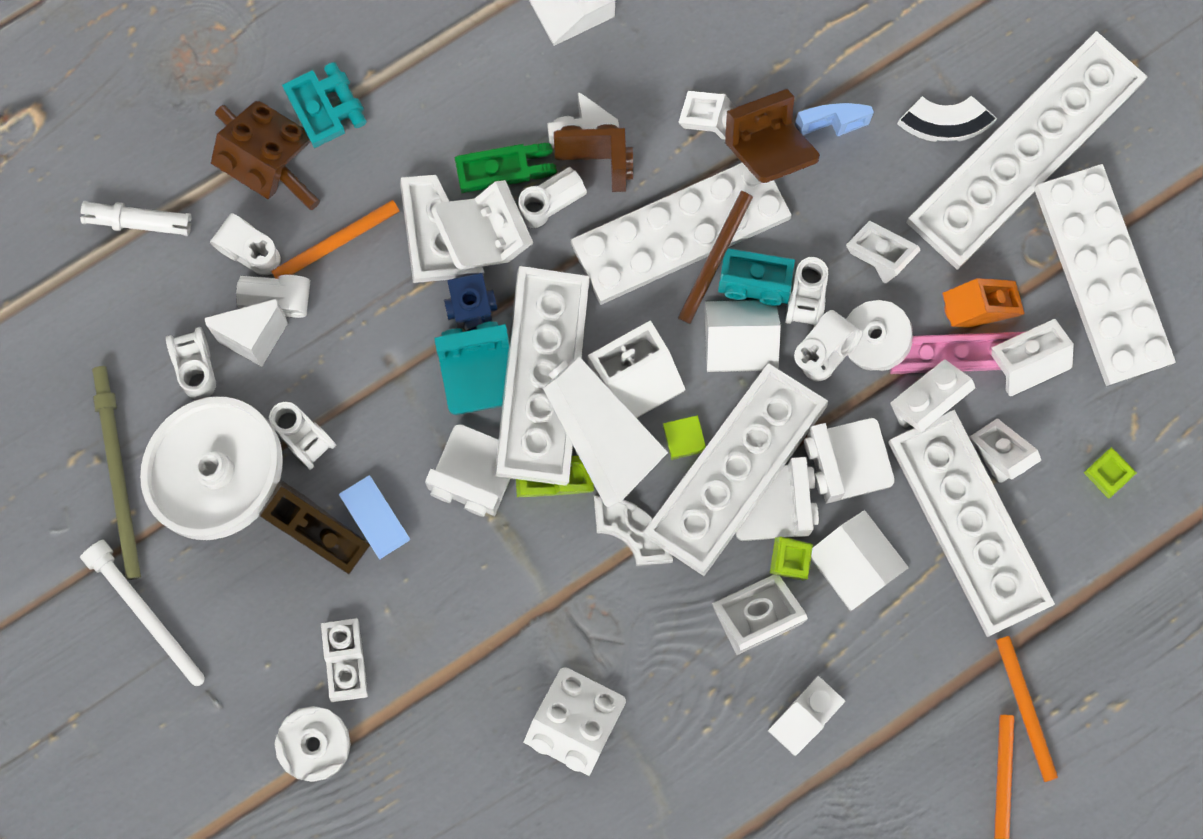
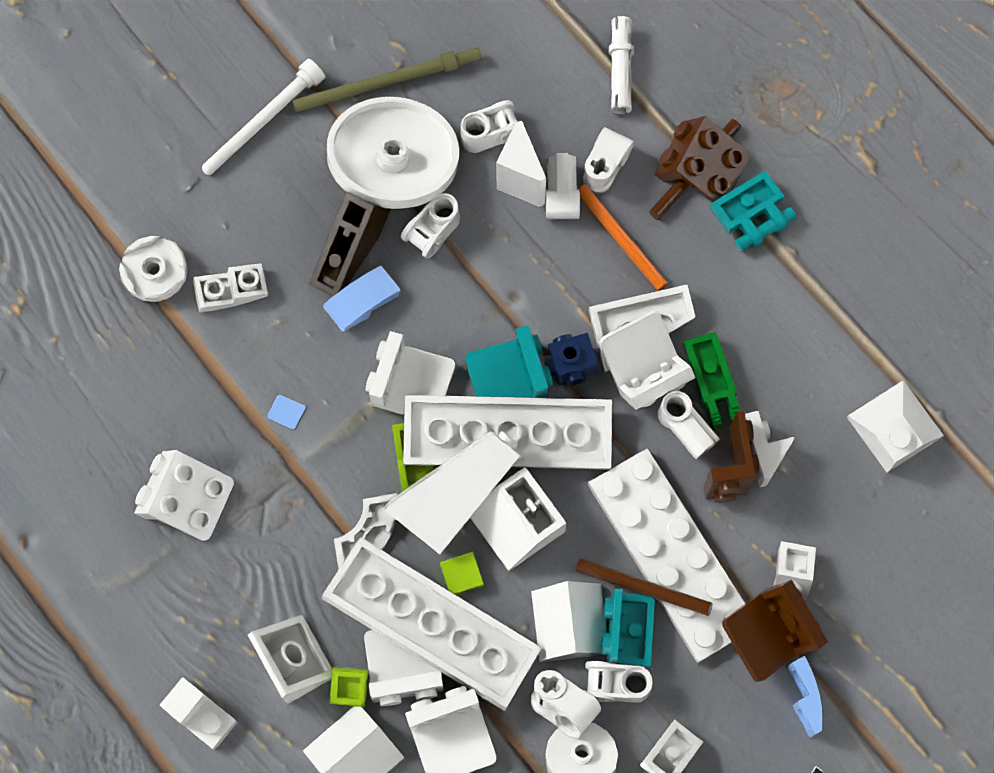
camera: 90 degrees right, 5 degrees down
(491, 608) = (286, 411): none -> light blue sticker

